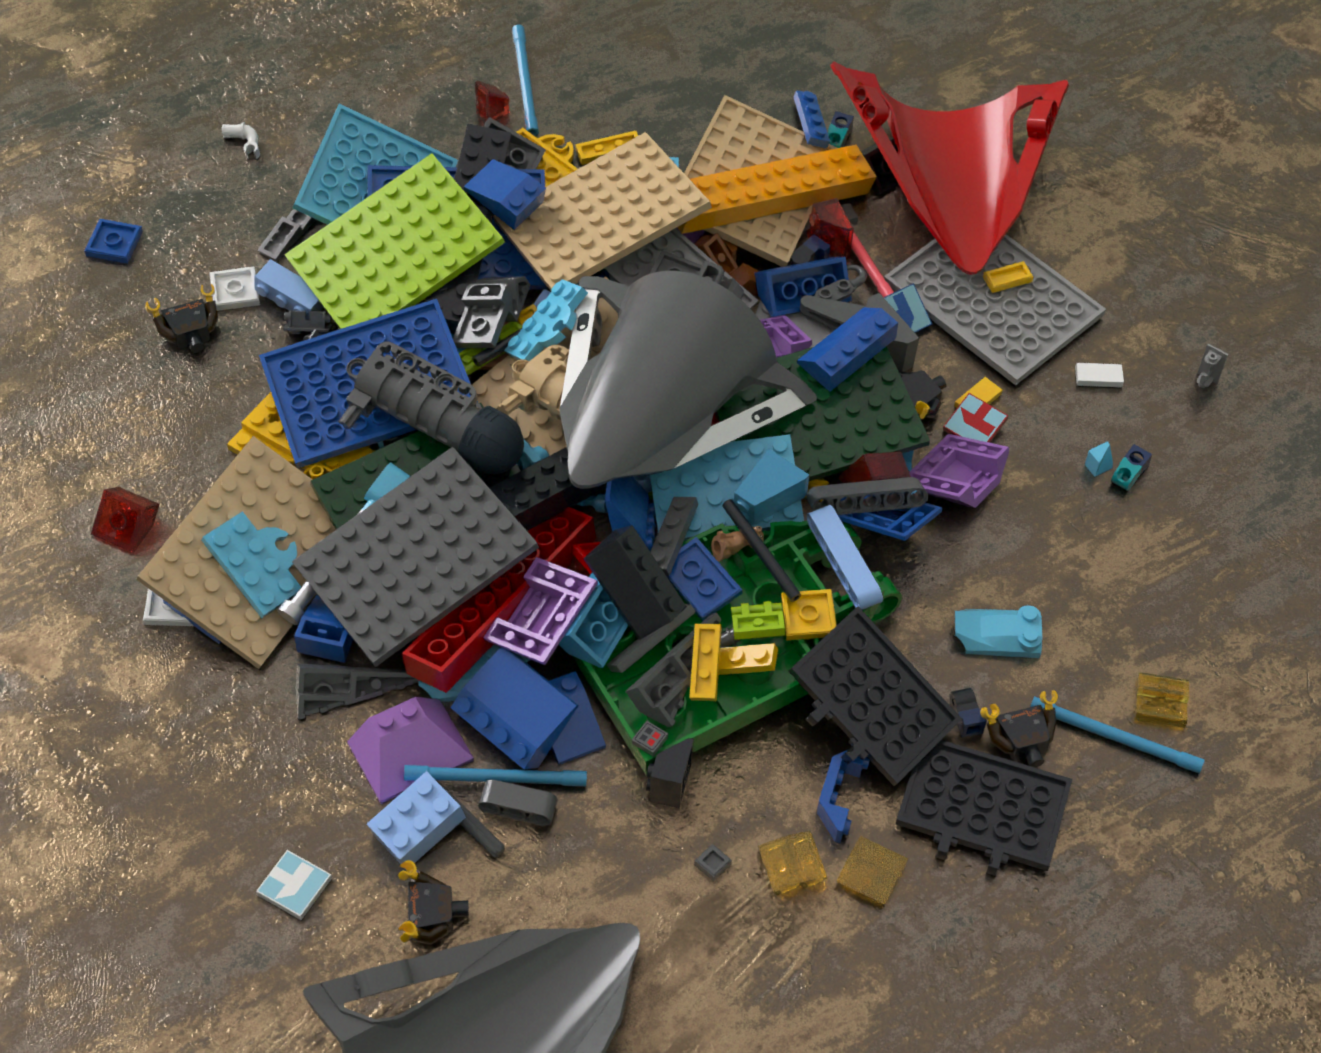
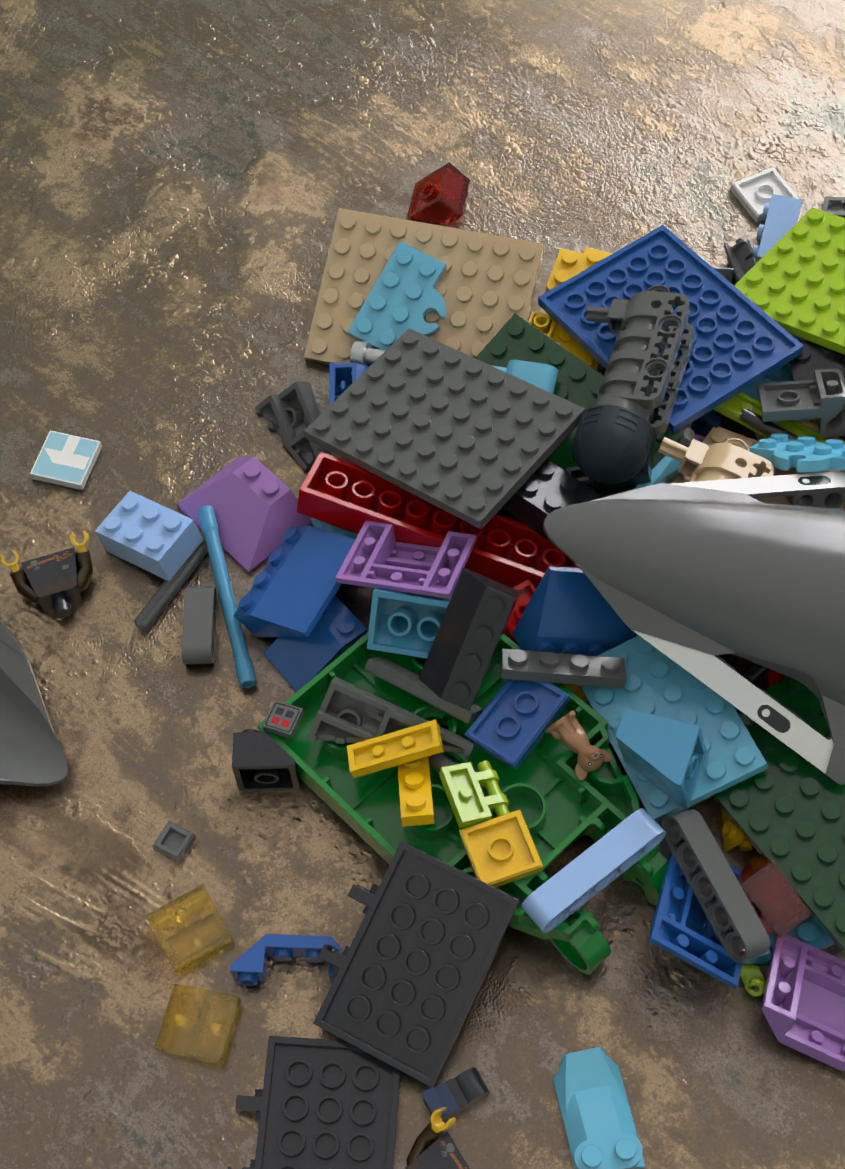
camera: 80 degrees right, 5 degrees up
(113, 241) = (777, 84): blue tile -> none
(187, 323) = (697, 169): torso -> none
(761, 550) = (563, 767): black piece -> none

